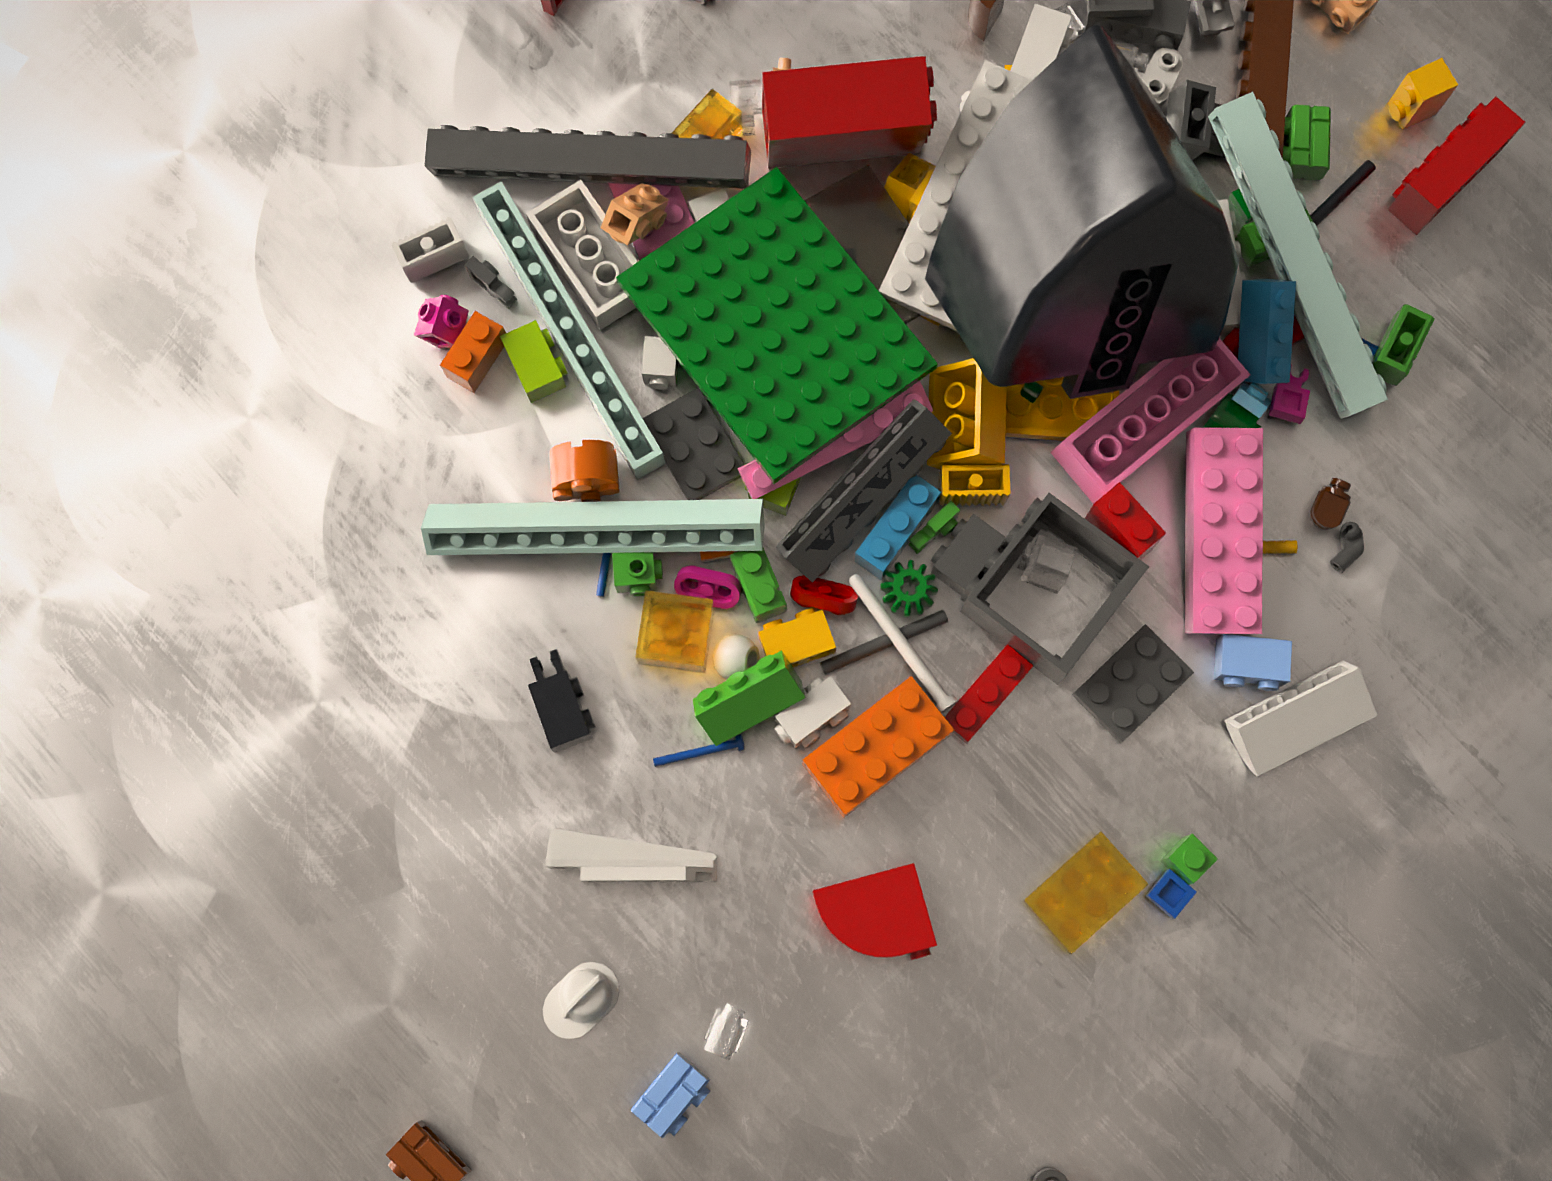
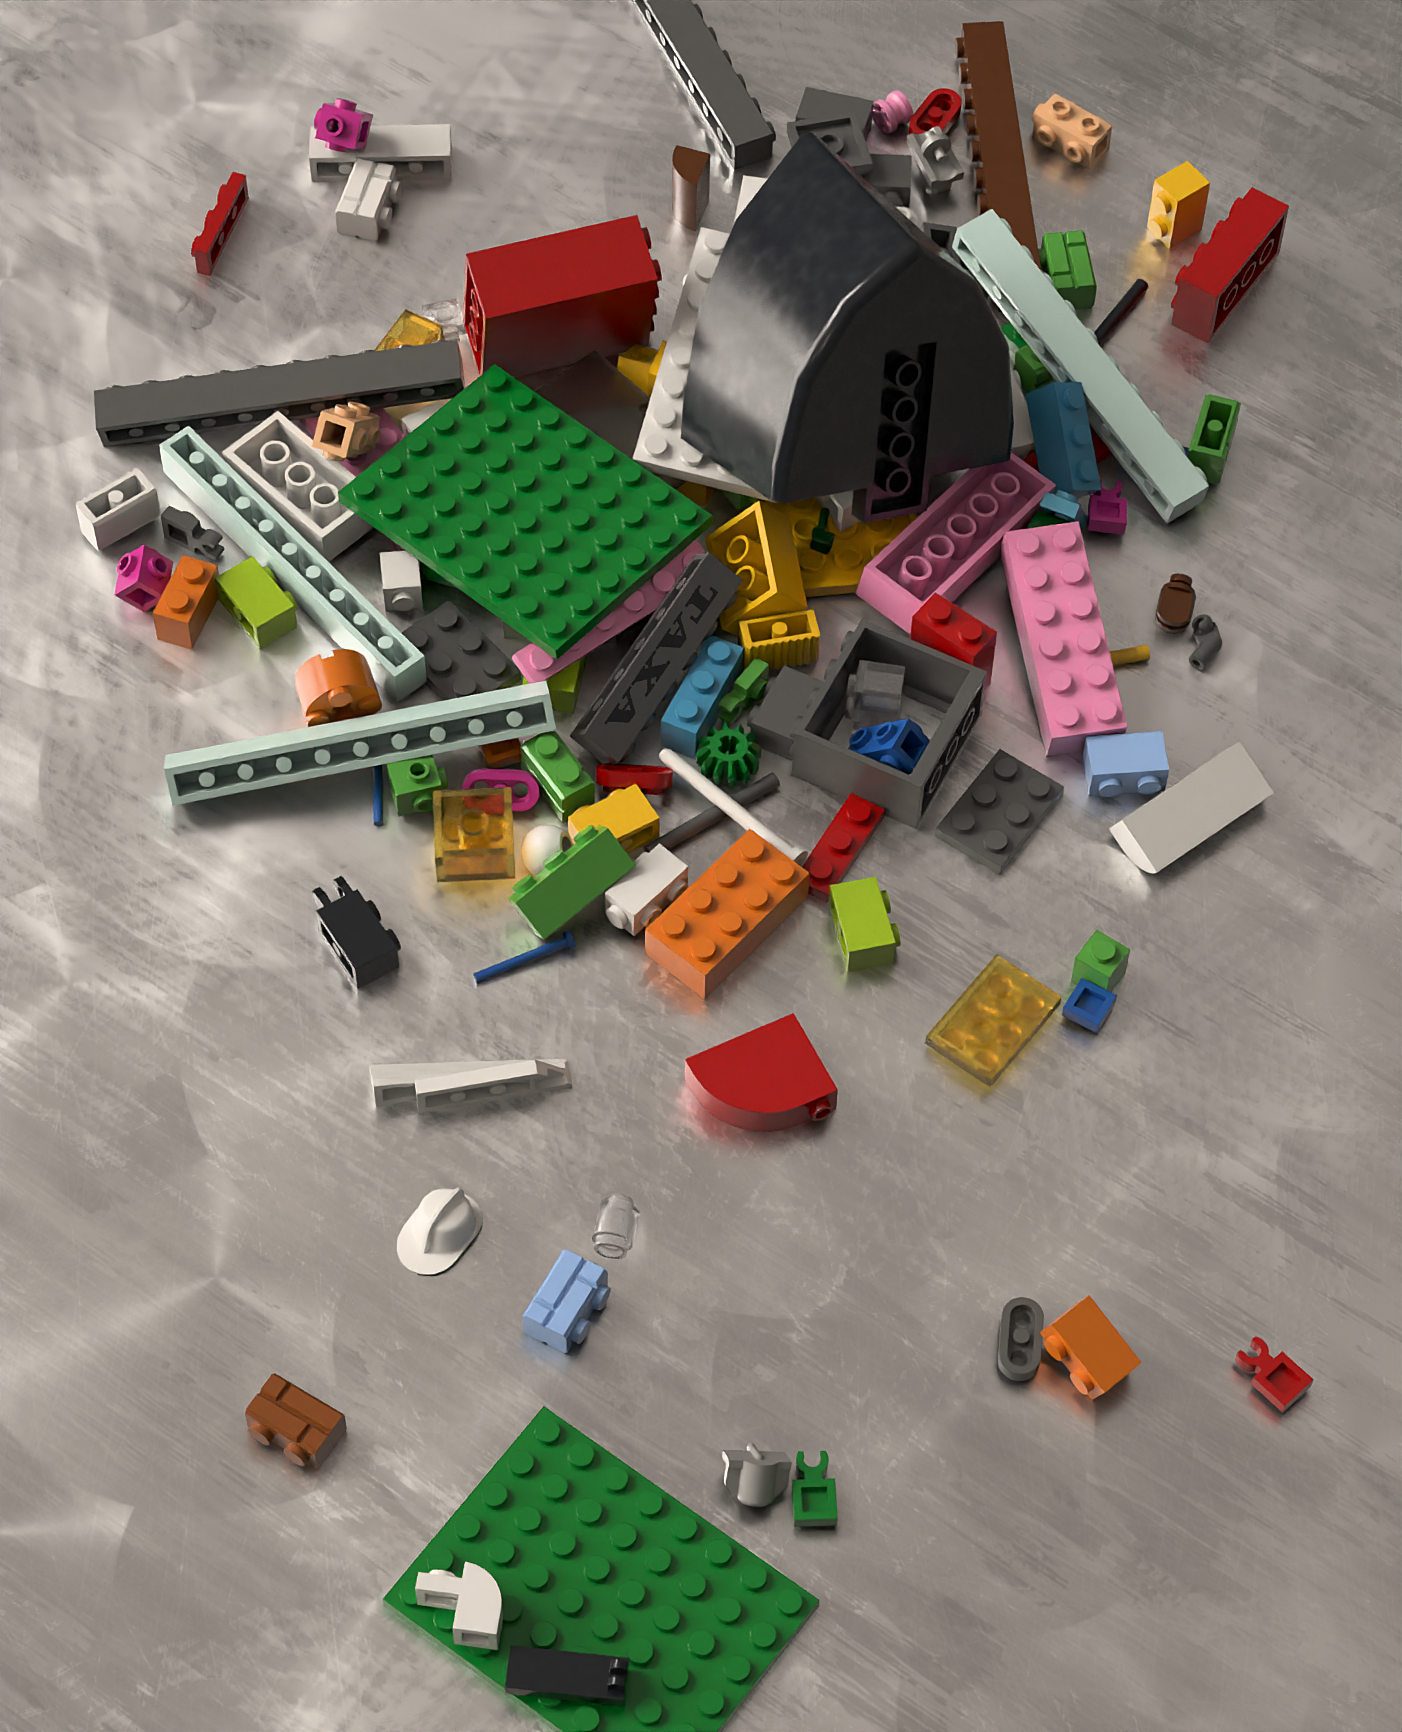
camera: 15 degrees left, 20 degrees down
(992, 777) = (863, 923): none -> lime brick
(1047, 617) = (892, 743): none -> blue brick

